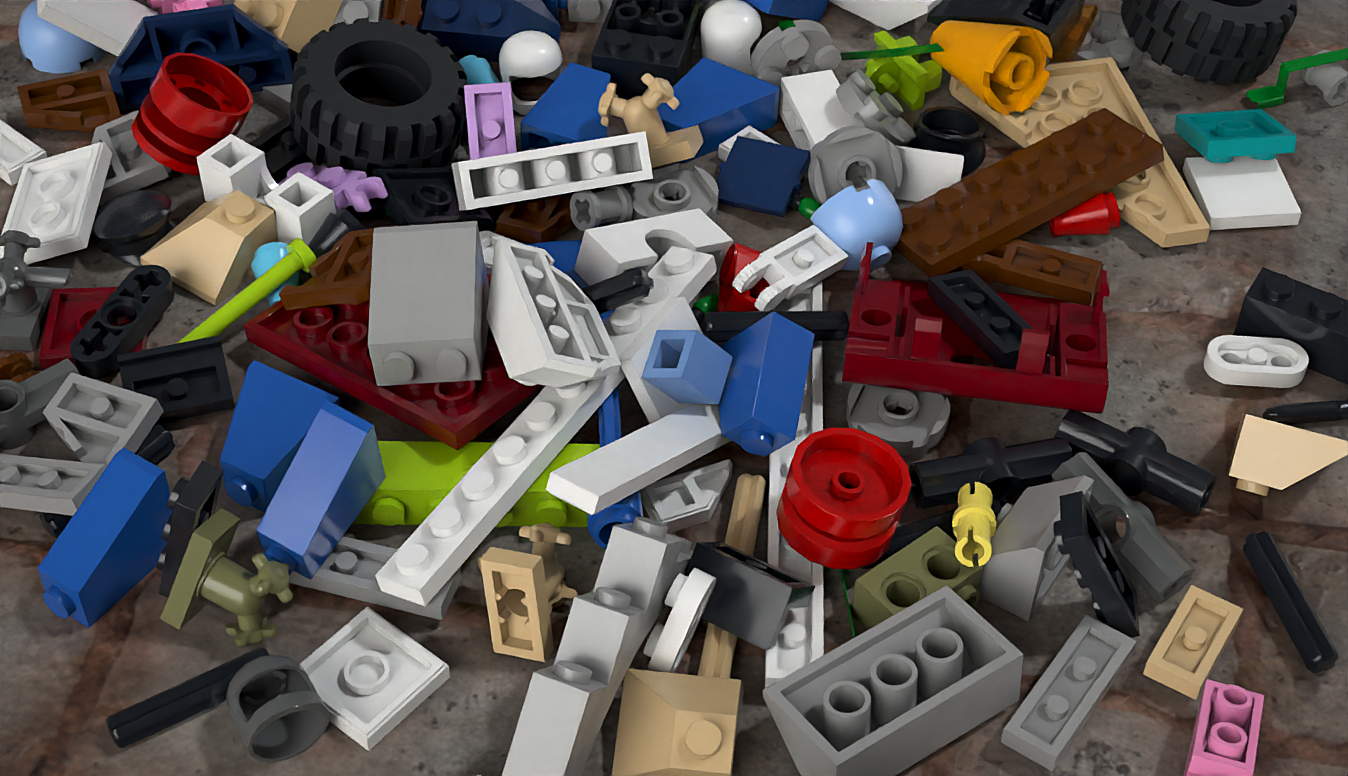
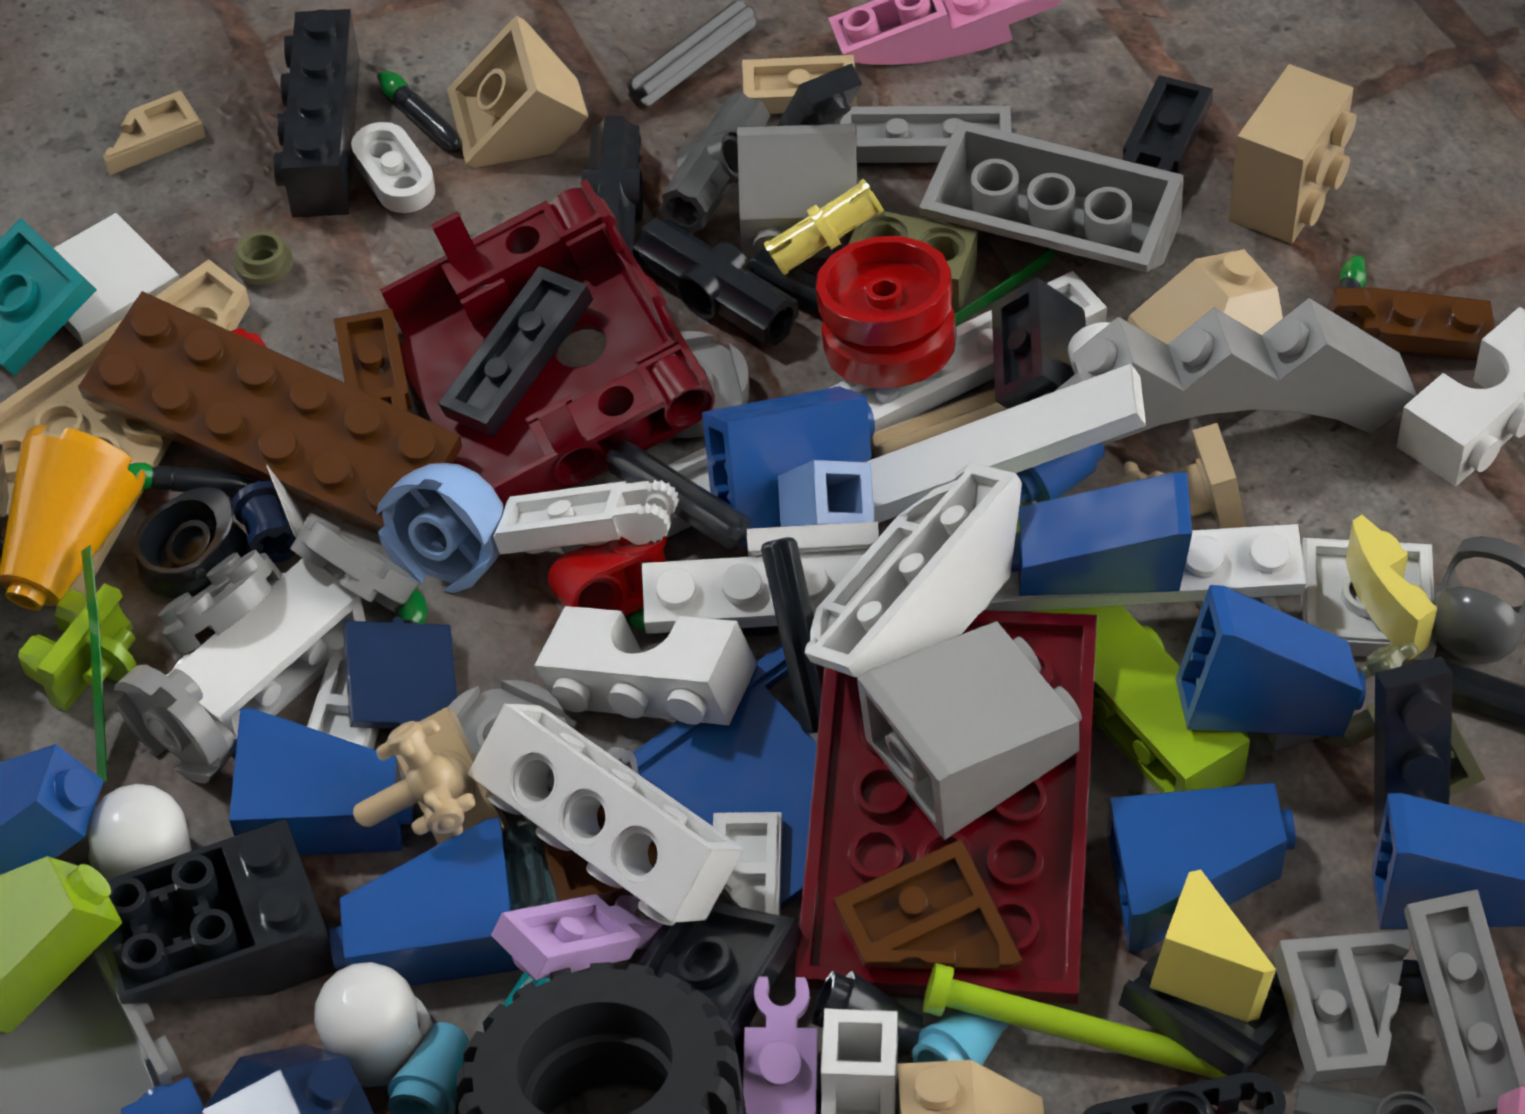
camera: 120 degrees left, 5 degrees up
(189, 369) = (1212, 955): none -> light yellow slope
(363, 652) = (1377, 573): none -> light yellow slope
(478, 432) = (1106, 540): none -> blue slope
(1006, 142) = (185, 479): none -> black piece
(1201, 264) = (262, 258): none -> olive plate

